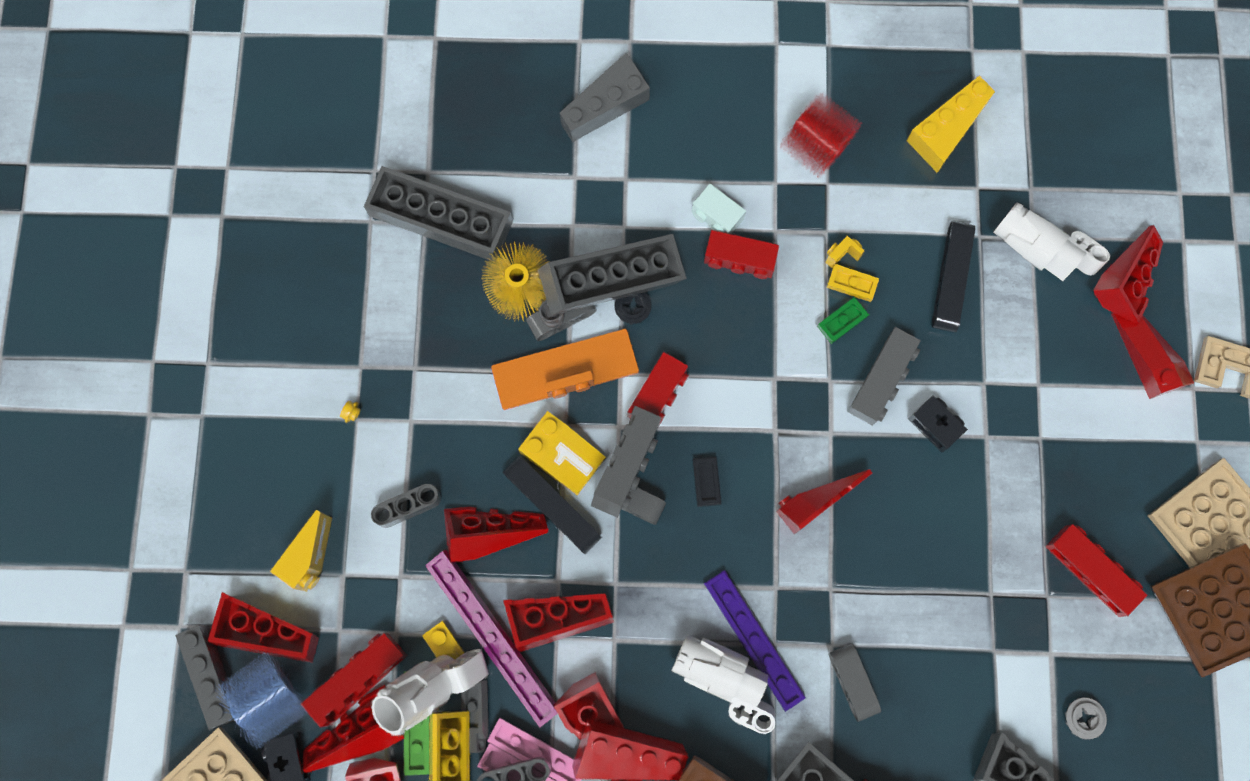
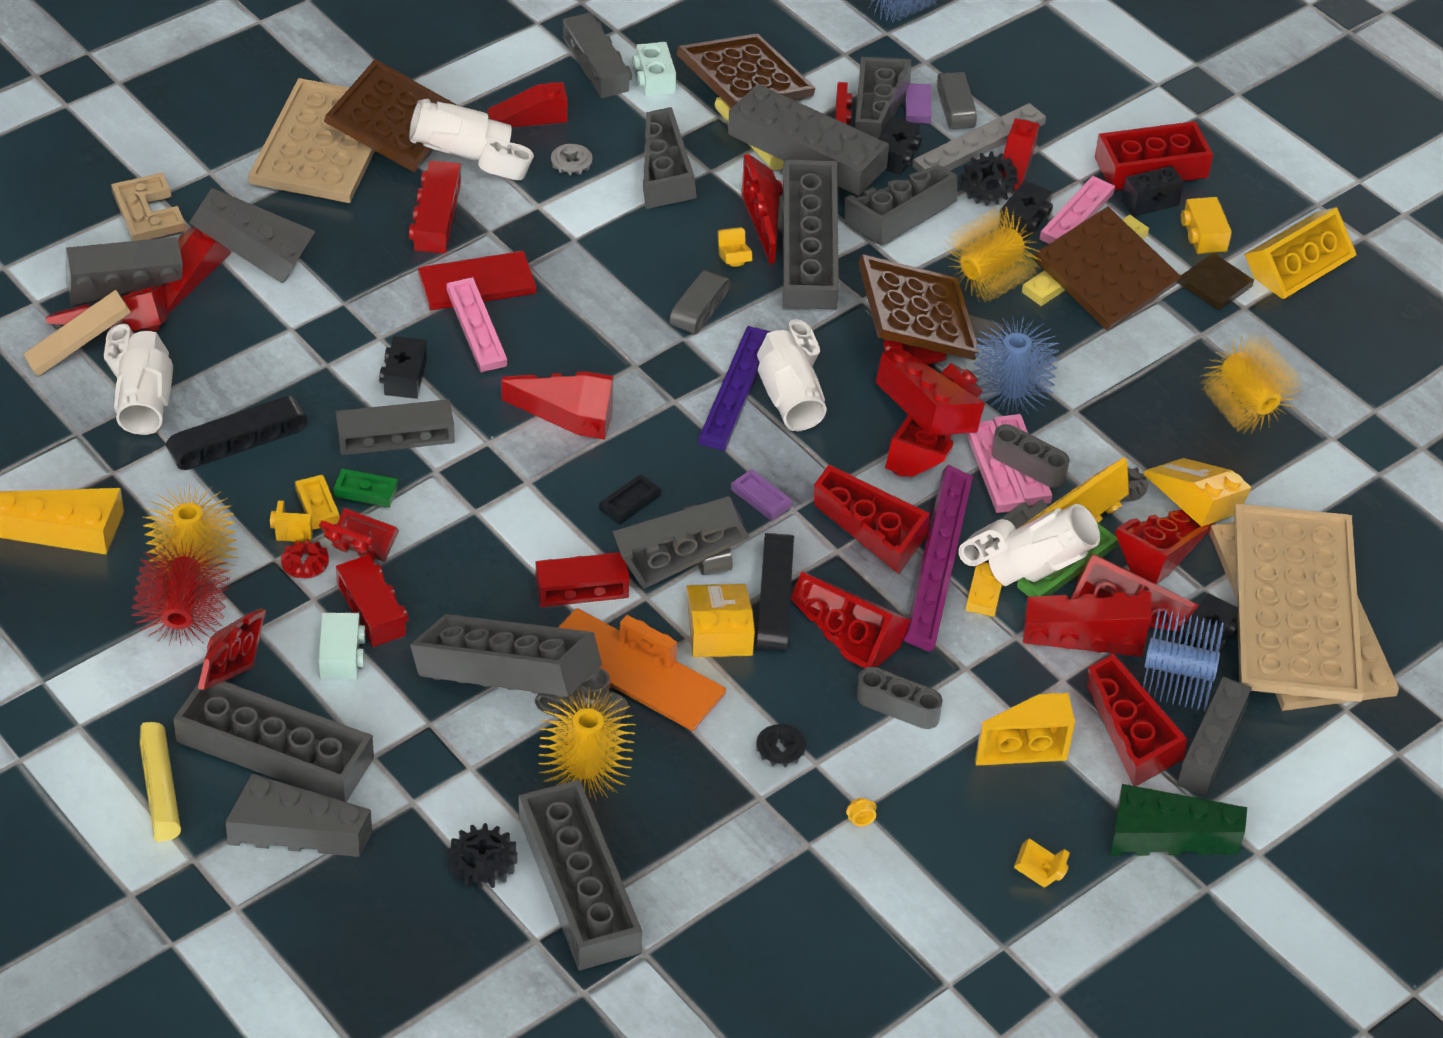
camera: 135 degrees left, 30 degrees down
(178, 581) = (1175, 824): none -> dark green wedge
(223, 480) = (1041, 864): none -> yellow bracket
(435, 396) = (789, 737): none -> black gear
(499, 187) = (482, 856): none -> black gear
(643, 571) = (761, 495): none -> medium lavender tile
(672, 122) = (275, 739): none -> dark grey brick
(695, 50) = (159, 782): none -> light yellow brick
(755, 137) = (232, 649): none -> red wedge
(797, 278) = (360, 535): none -> red bracket
(810, 255) = (313, 565): none -> red gear
(868, 176) = (191, 526): none -> yellow piece
(892, 756) = (733, 246): none -> yellow bracket
(945, 501) = (476, 324): none -> bright pink plate
(996, 543) = (494, 275): none -> red tile
(1120, 231) = (76, 333): none -> tan tile
(1137, 407) = (252, 233): none -> dark grey wedge
(1155, 645) = (469, 136): none -> white piece
(1167, 296) = (120, 266): none -> dark grey wedge
(1168, 731) = (533, 106): none -> red slope

